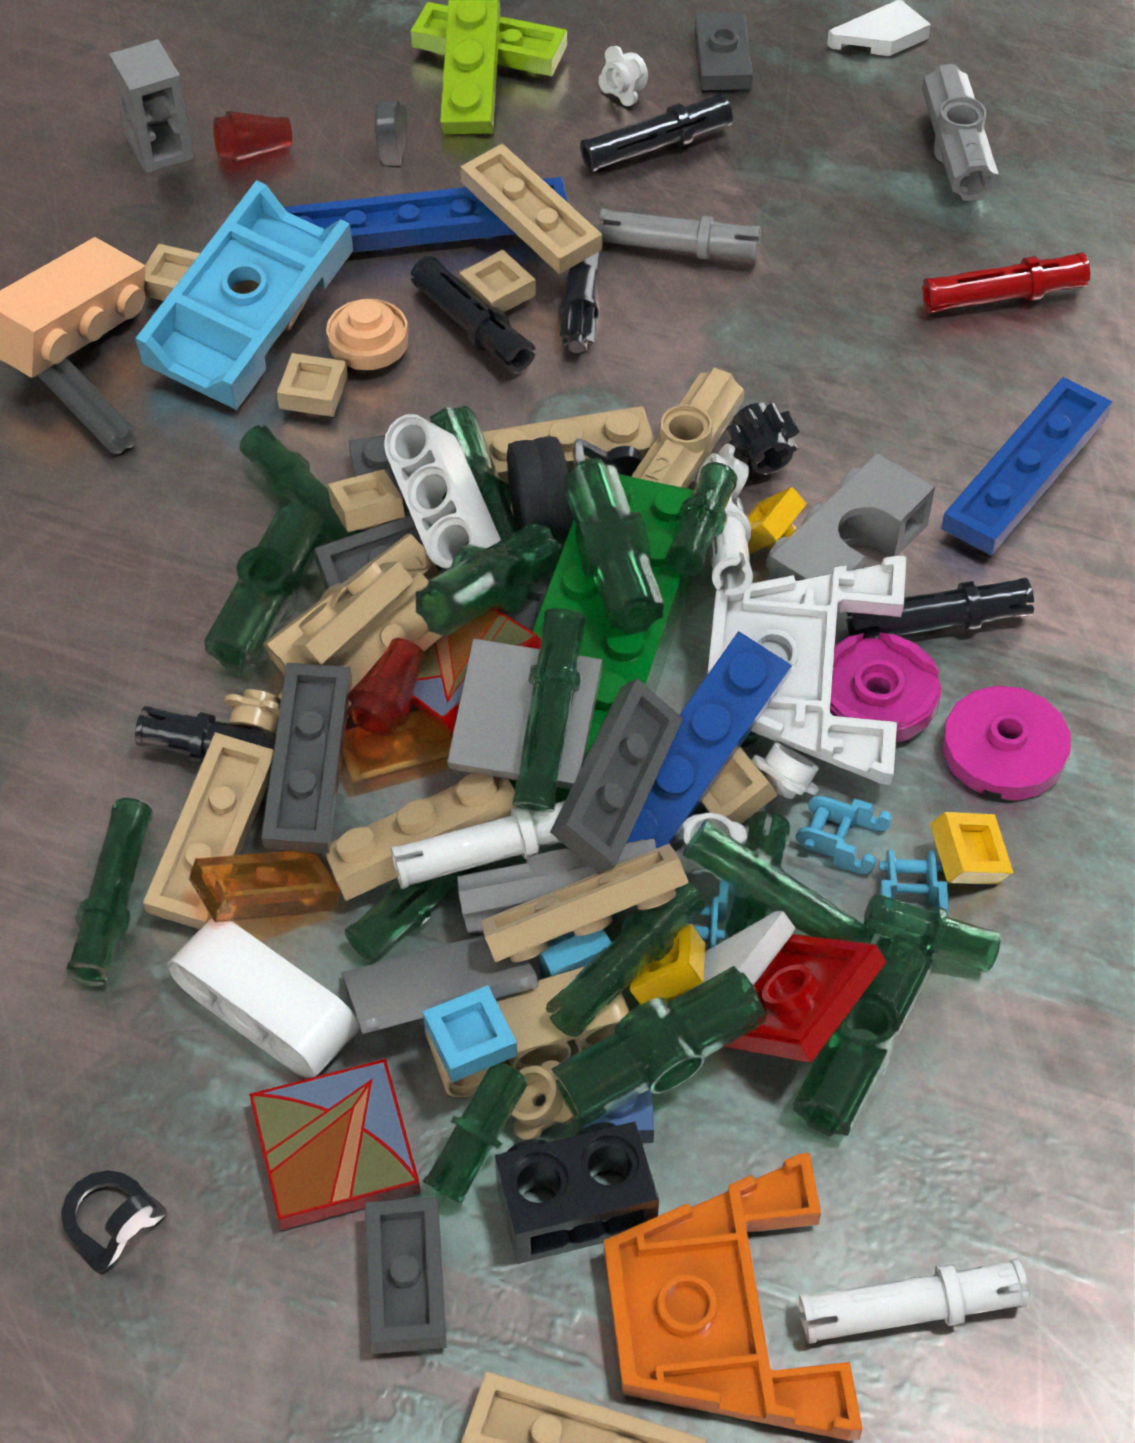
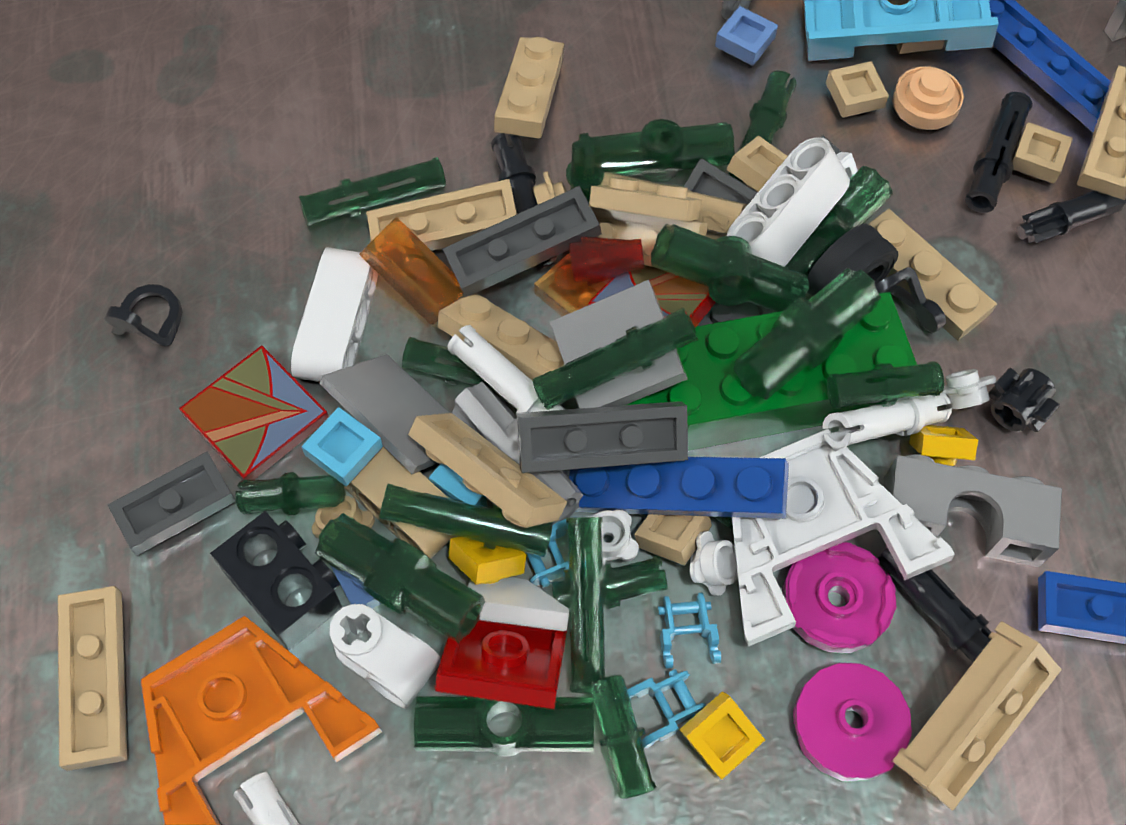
camera: 60 degrees right, 10 degrees up
(88, 666) = (529, 87): none -> tan plate
(169, 441) = (746, 35): none -> medium blue plate
(258, 655) = (585, 164): none -> clear green axle
(692, 430) = (1004, 346): tan piece -> none
(725, 1119) = (391, 659): none -> white piece
(1061, 628) = (979, 715): none -> tan container

